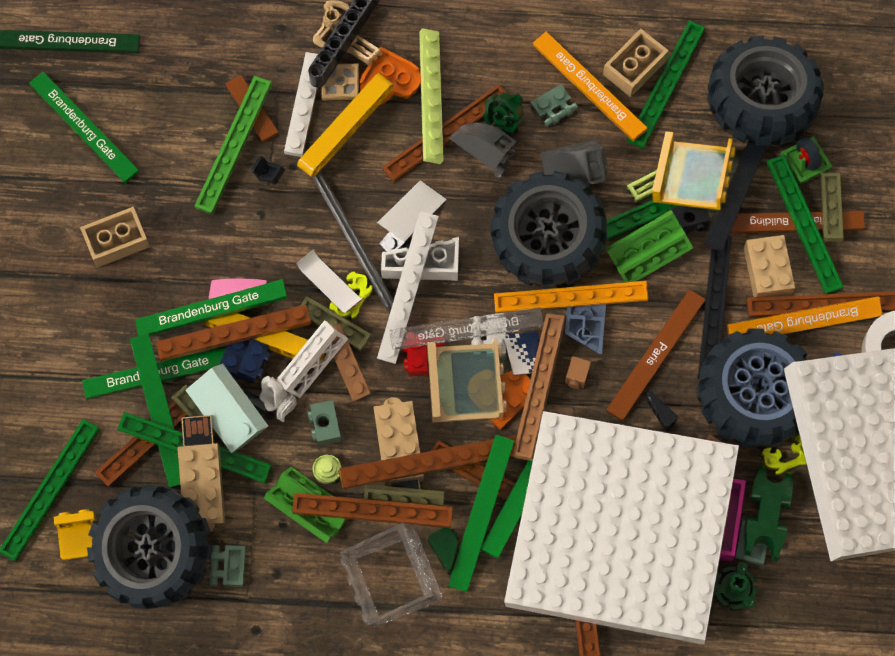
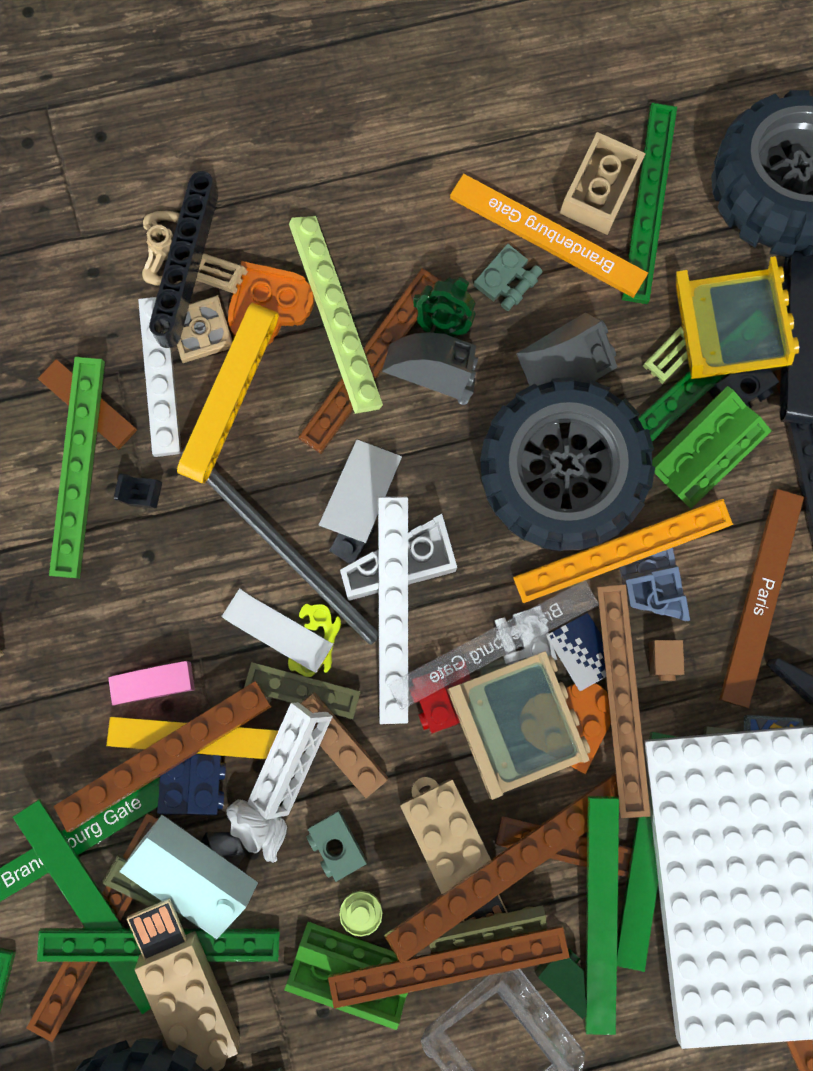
camera: 20 degrees left, 10 degrees up
(212, 308) = (119, 728): green tile -> none

